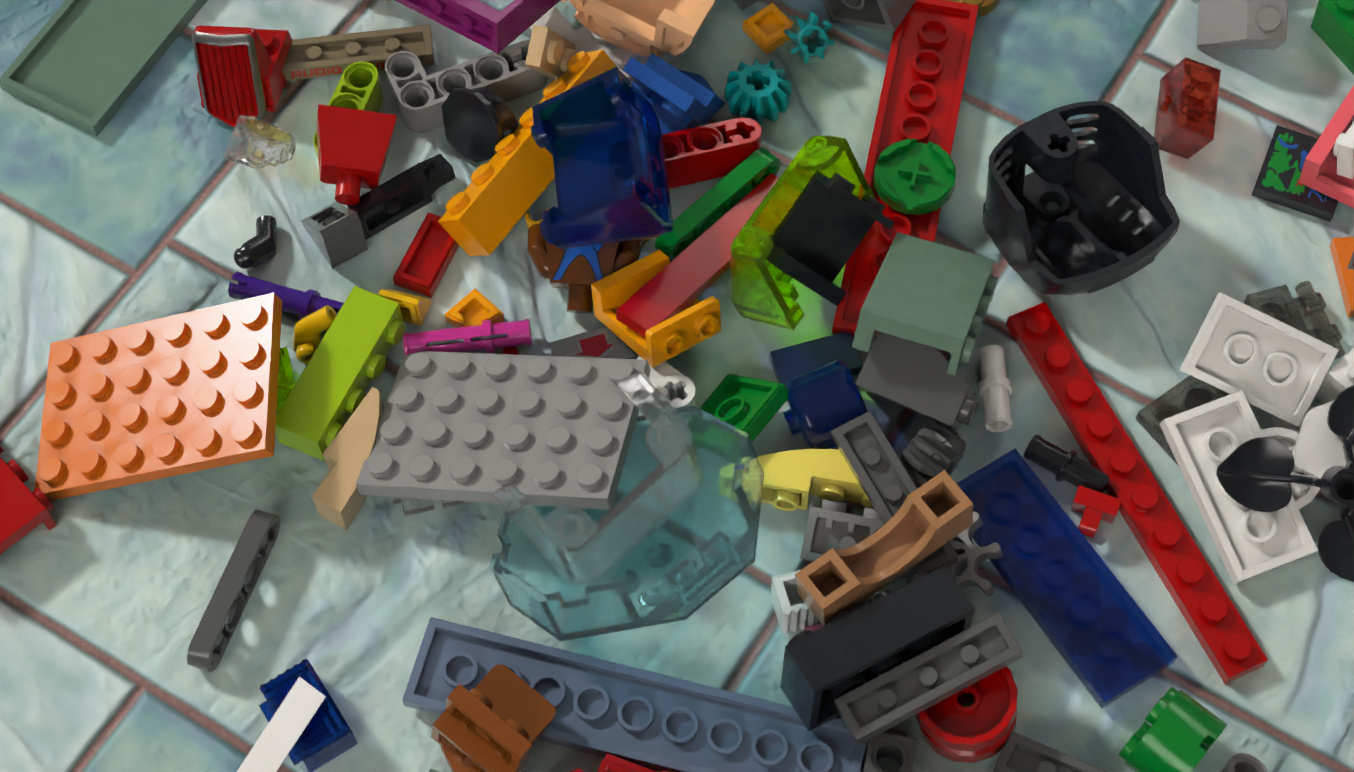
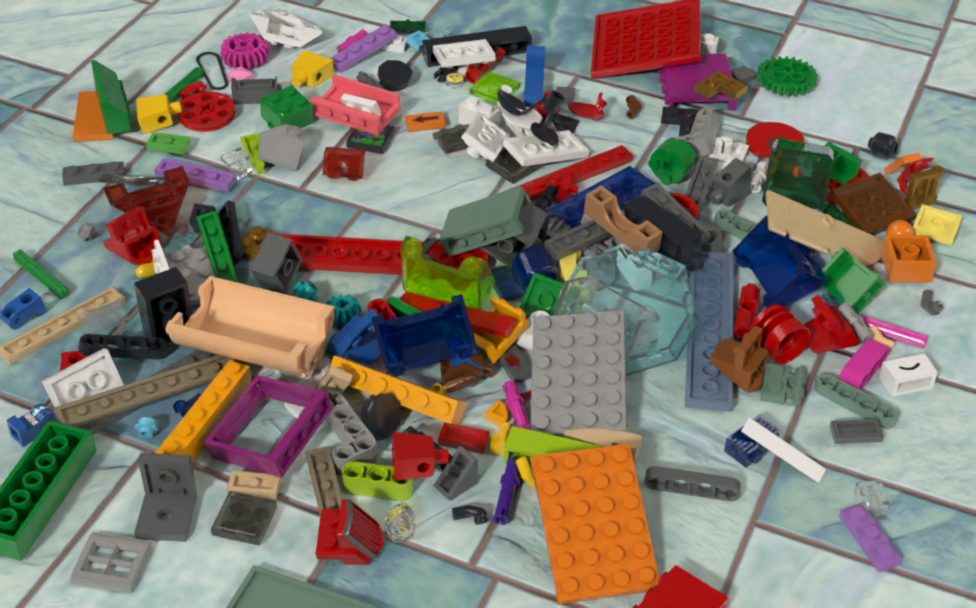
camera: 100 degrees left, 20 degrees down
(914, 176) = (388, 247): green tile -> none
(1084, 240) = (409, 204): black piece -> none

